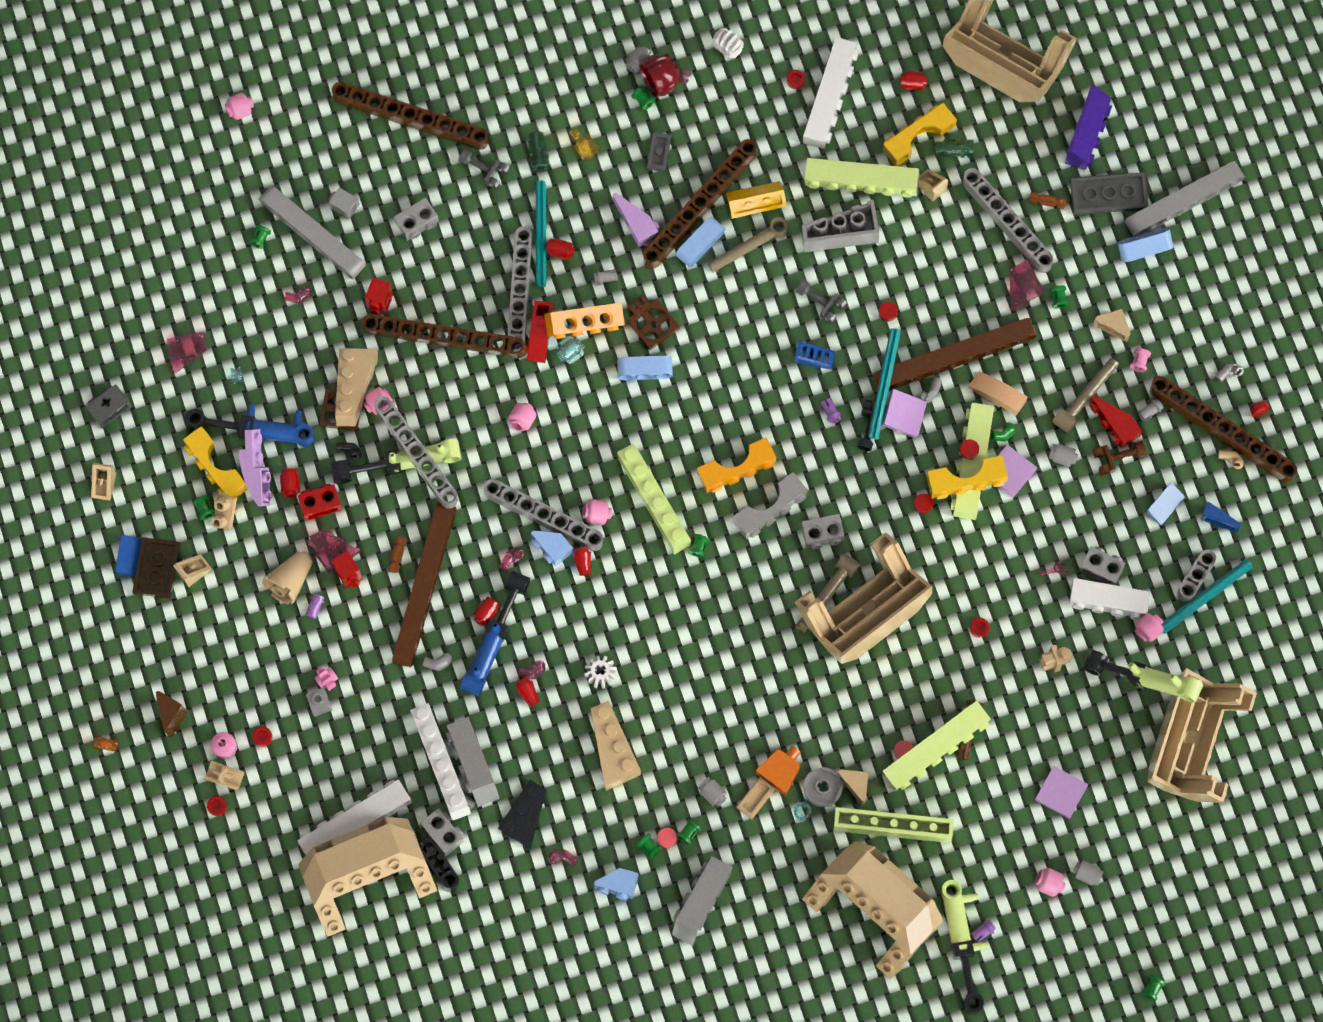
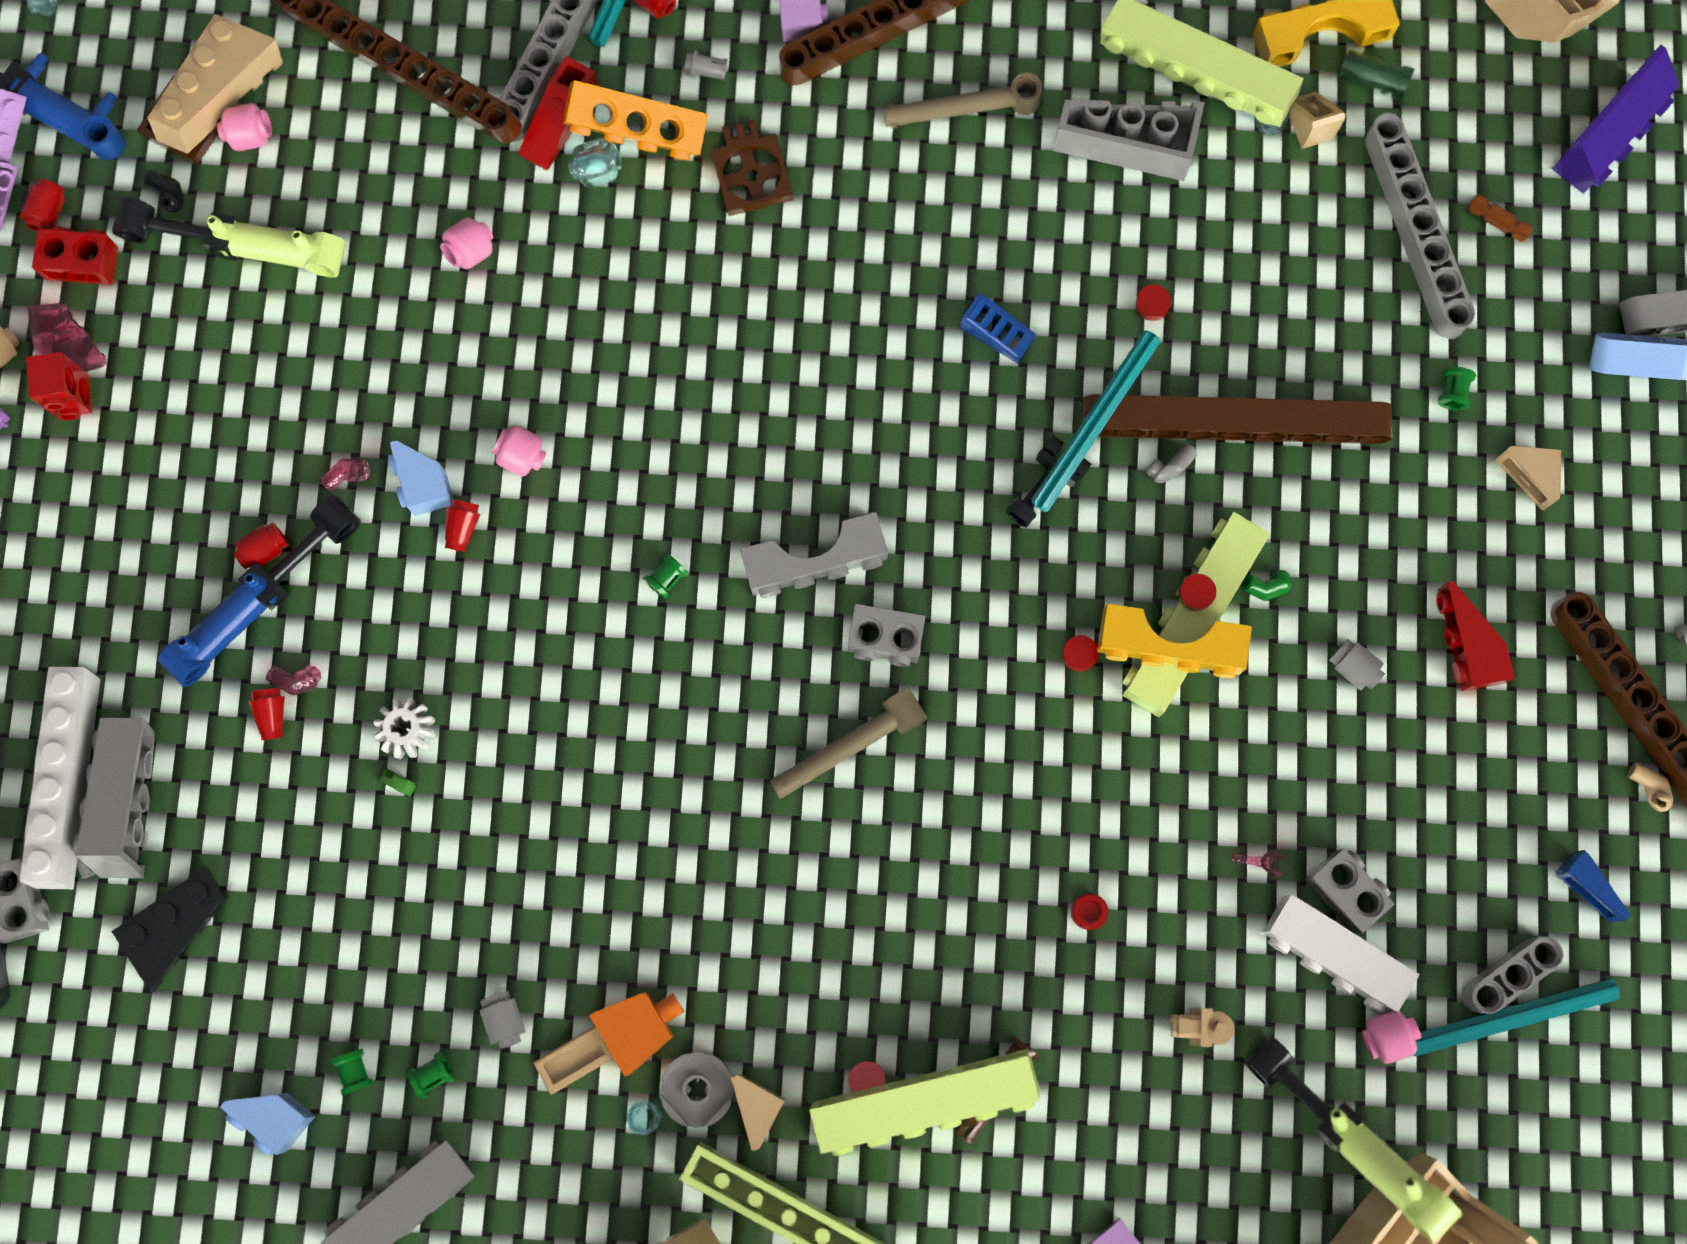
camera: 20 degrees right, 5 degrees up
(397, 554) = (162, 393): dark orange axle -> none
(414, 443) = (246, 219): light grey beam -> none
(424, 585) = (180, 462): reddish brown beam -> none
(438, 664) = (145, 605): light grey arm -> none
(538, 507) = (417, 409): light grey beam -> none
(559, 855) = (199, 1025): clear pink arm -> none
(612, 698) = (397, 782): none -> bright green tile
(615, 754) = (365, 869): tan wedge -> none
(644, 368) = (705, 240): light blue beam -> none
(654, 498) = (623, 466): yellowish green brick -> none
(667, 838) = (390, 1068): coral tile -> none
(700, 242) = (886, 68): light blue beam -> none
(715, 476) = (744, 469): light orange arch -> none
(756, 199) = (1008, 35): yellow panel -> none
(804, 288) = (1027, 209): dark grey bar -> none
(831, 411) = (987, 439): medium lavender pin -> none
(872, 609) = (909, 807): tan wedge -> none
(904, 413) = (1109, 485): lavender tile -> none
(998, 392) = (1286, 512): light nougat slope -> none
(1018, 470) = (1268, 659): lavender tile -> none
(1023, 285) = (1403, 346): clear pink slope -> none
(1066, 419) = (1387, 604): dark tan piece -> none
(1108, 193) = (1609, 246): dark grey tile -> none
(1138, 449) = (1494, 706): reddish brown bar -> none
(1140, 360) = (1556, 551): bright pink bush -> none
(1151, 409) = (1551, 642): light grey pin -> none
(1165, 504) = (1504, 822): slope -> none

